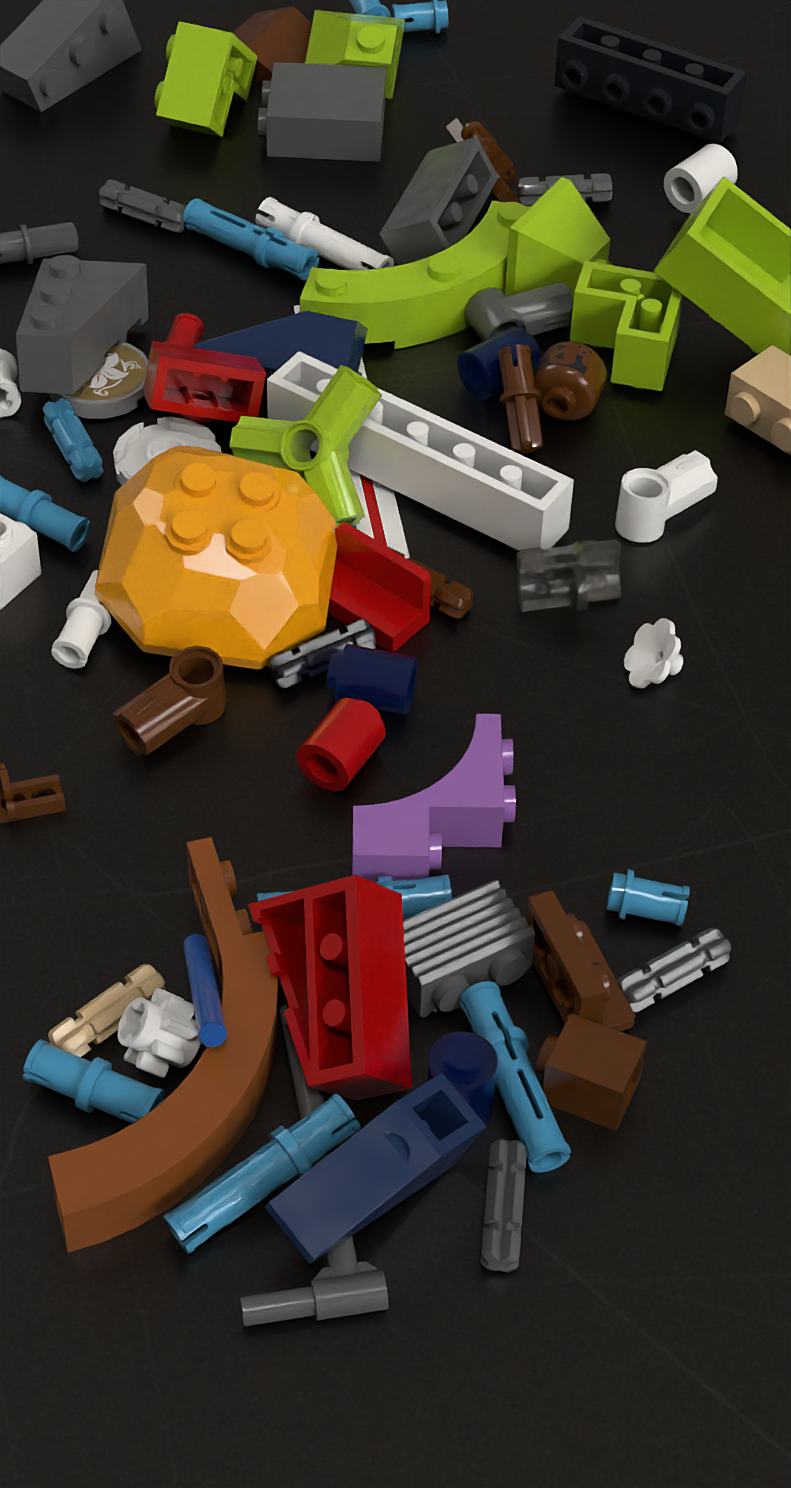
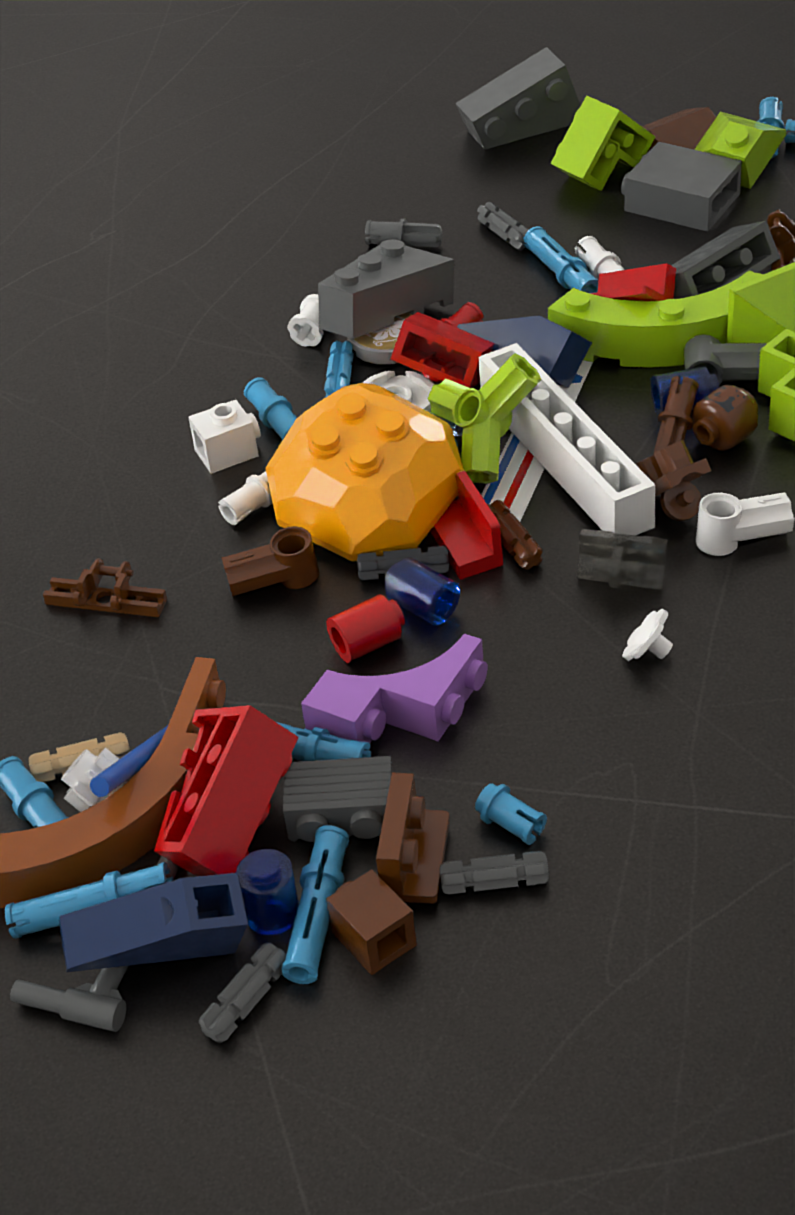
camera: 35 degrees right, 5 degrees down
(375, 246) = (639, 284): none -> red panel
(575, 456) = (672, 472): none -> reddish brown hips

